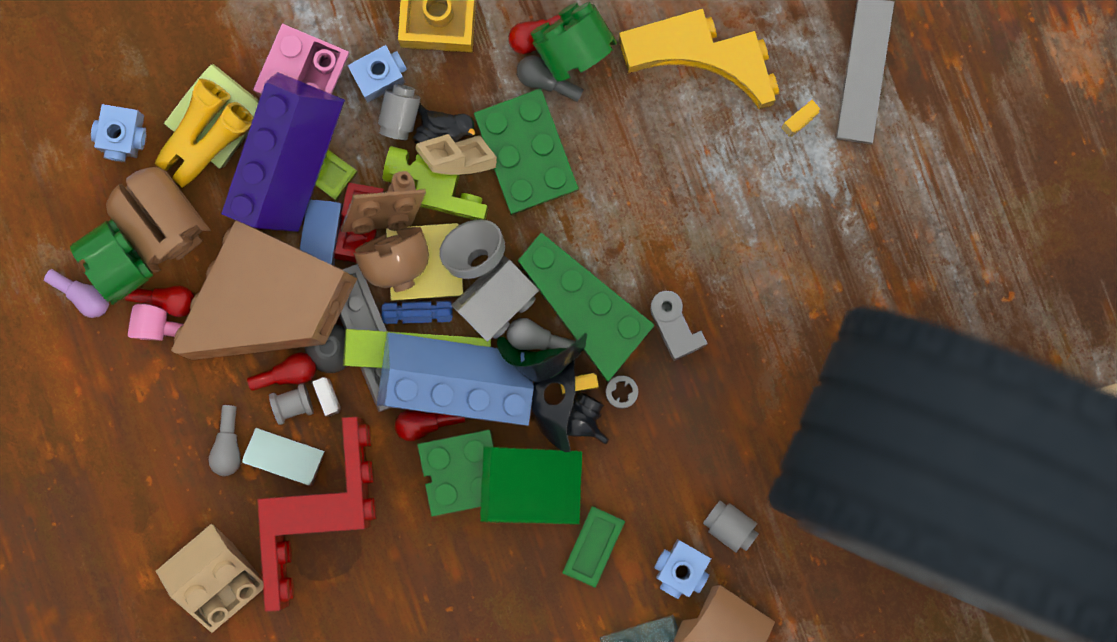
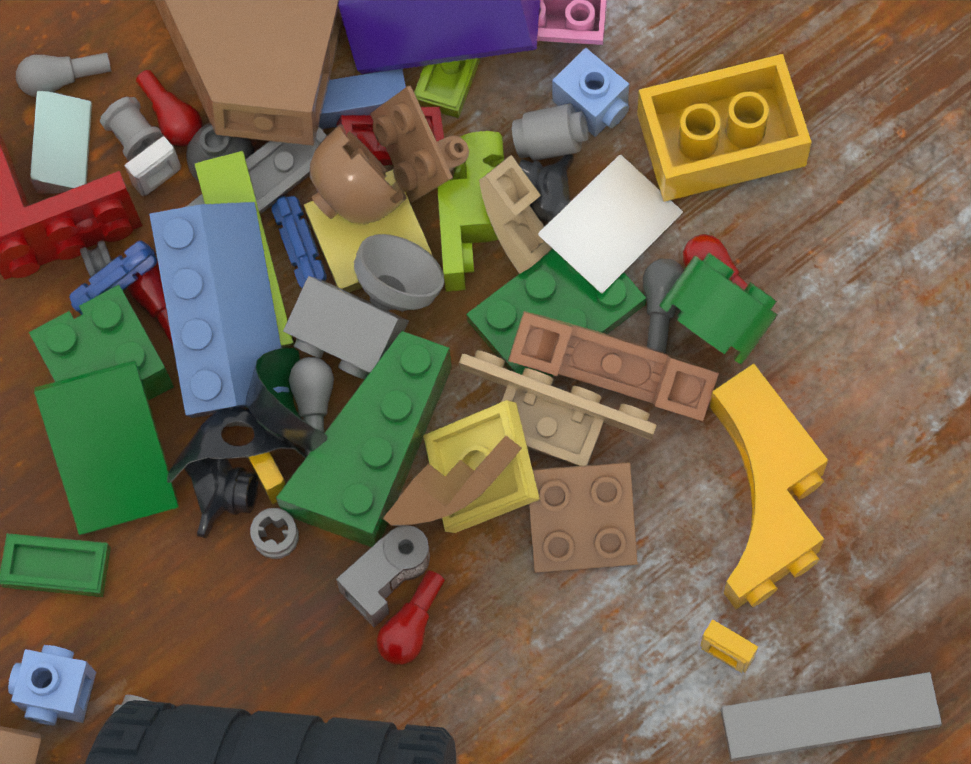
camera: 75 degrees right, 15 degrees down
(388, 455) = (96, 258): none -> dark grey bush
(407, 447) = (118, 272): none -> blue axle
(480, 93) = (610, 223): none -> white sticker
(583, 124) = (613, 364): none -> nougat slope
(608, 182) = (557, 420): none -> tan bracket
(626, 239) = (472, 442): none -> light yellow tile
(650, 262) = (438, 496): none -> medium nougat slope
(681, 183) = (583, 518): none -> medium nougat hinge
(721, 328) = (403, 634): none -> red piece

